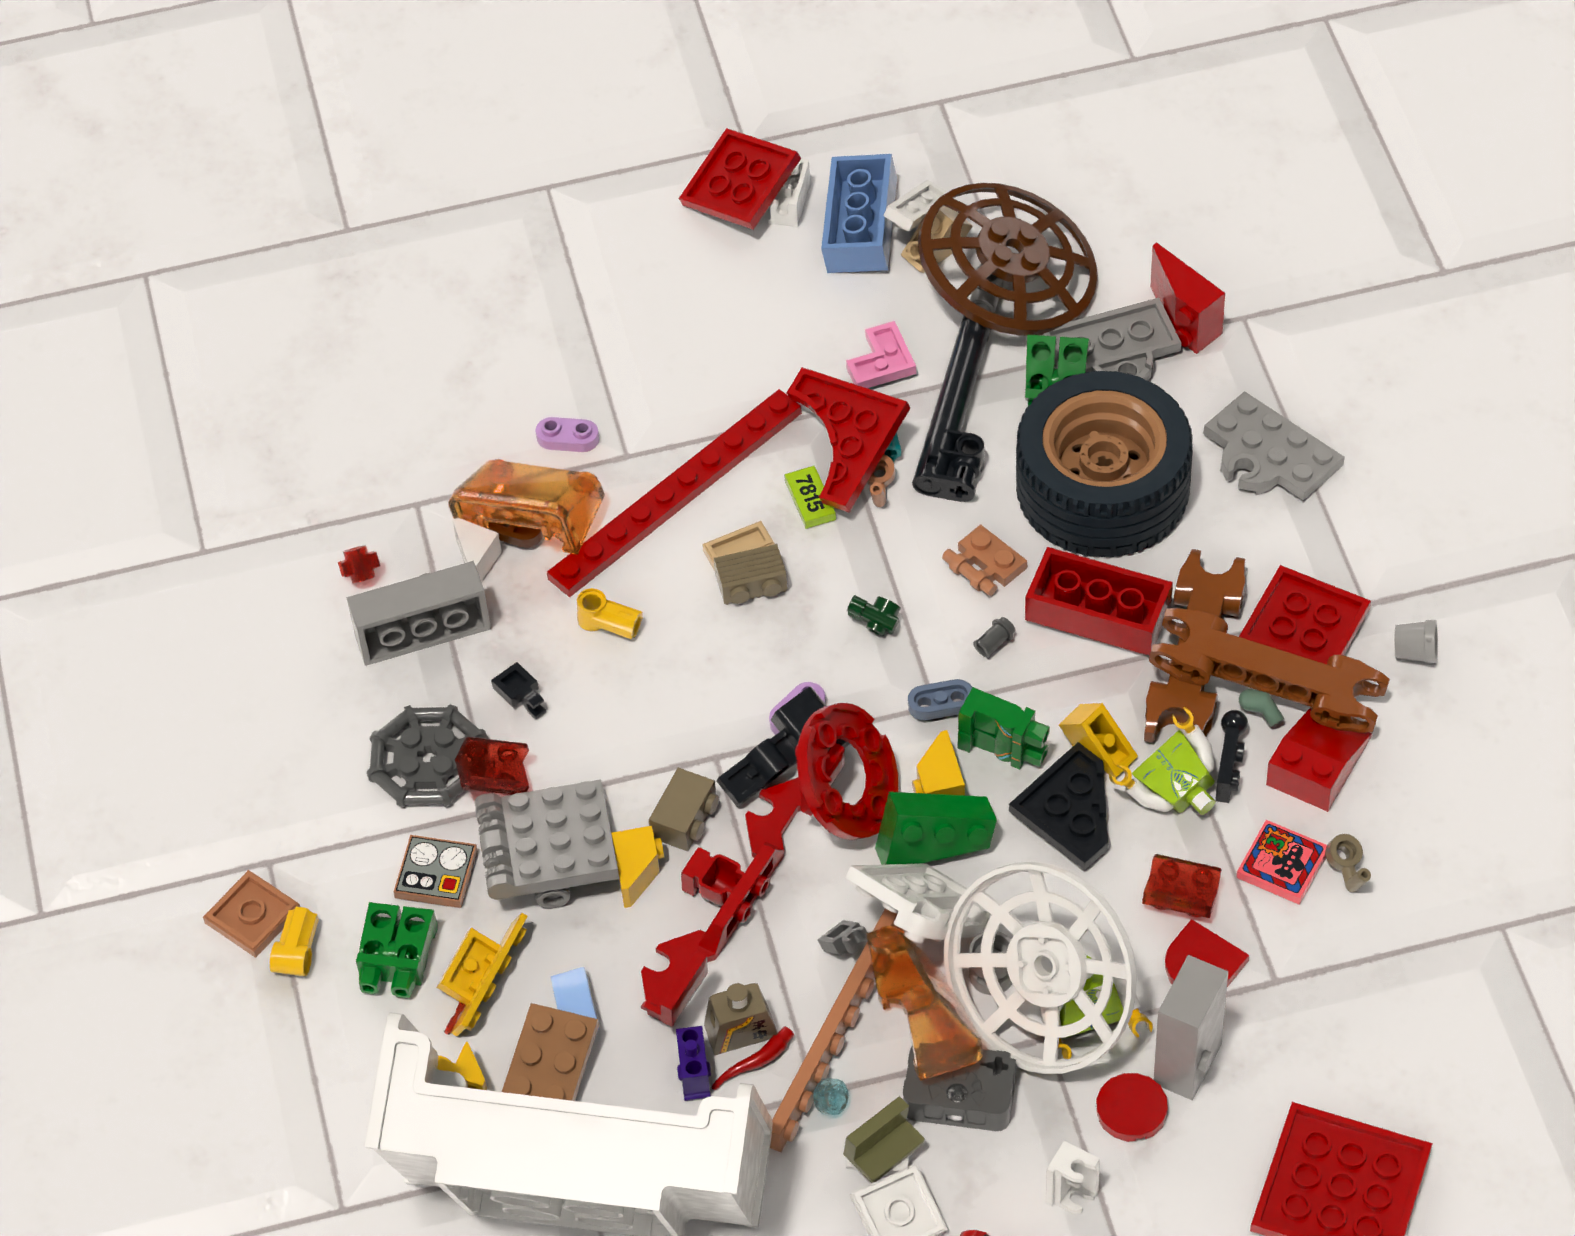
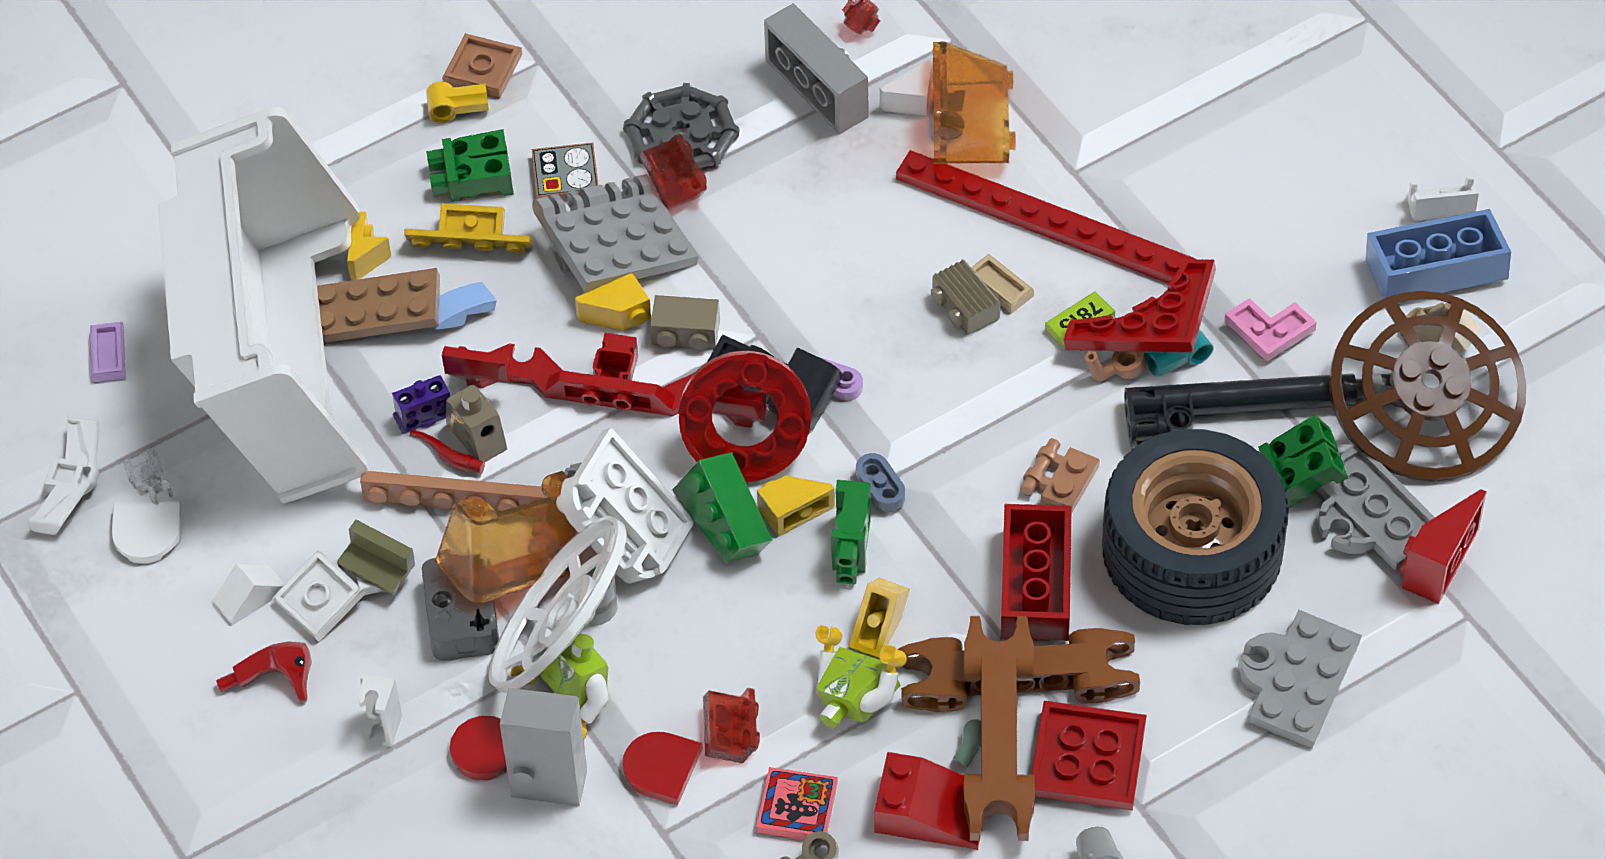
camera: 70 degrees right, 0 degrees up
(519, 686) = (773, 166): black plate -> none
(564, 434) = (1073, 114): lavender plate -> none
(598, 613) = (877, 206): yellow piece -> none
(739, 178) = (1432, 149): red plate -> none
(831, 1096) = (420, 514): clear light blue tile -> none
(879, 616) = (957, 404): dark green plate -> none
(913, 206) = (1442, 280): white plate -> none
(1000, 631) = (970, 505): dark grey pin -> none
(1068, 806) = (790, 612): black plate -> none
(1233, 724) = (899, 727): black plate -> none

